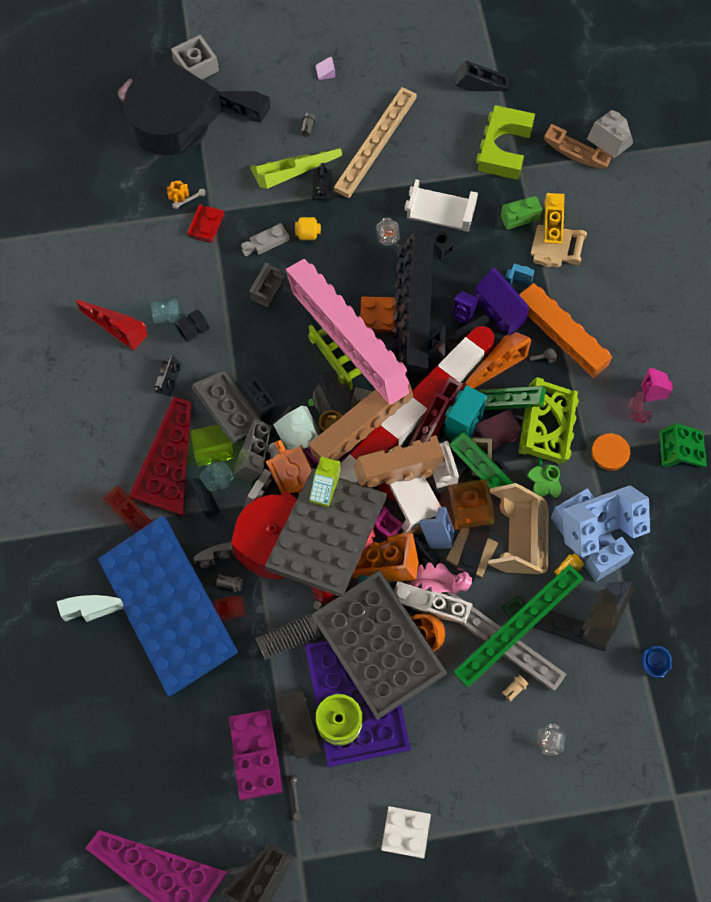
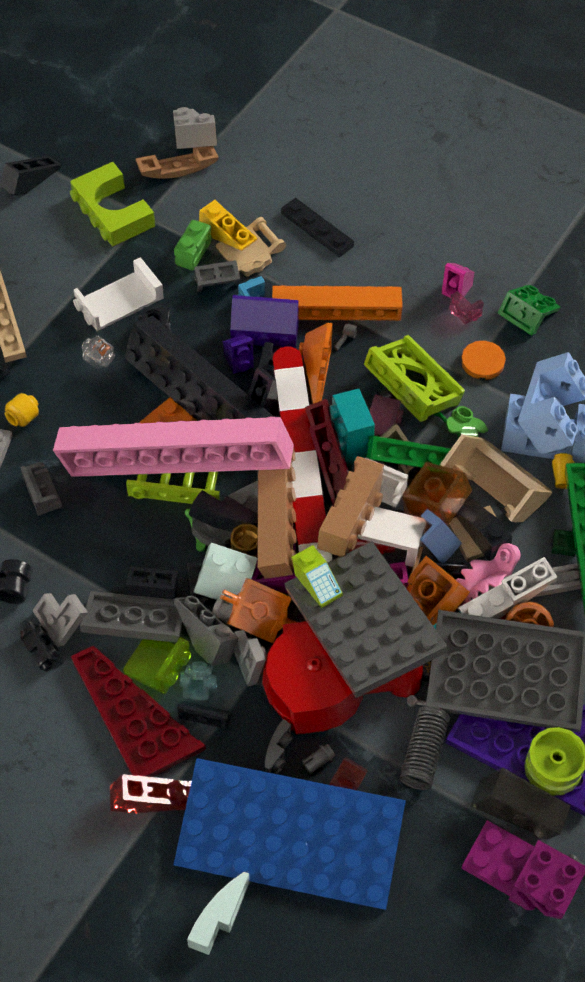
camera: 50 degrees left, 10 degrees down
(192, 368) = (60, 620): none -> light grey plate
(511, 245) = (216, 274): none -> dark grey hinge
(514, 397) = (377, 373): green plate -> none
(615, 269) = (317, 227): none -> black plate

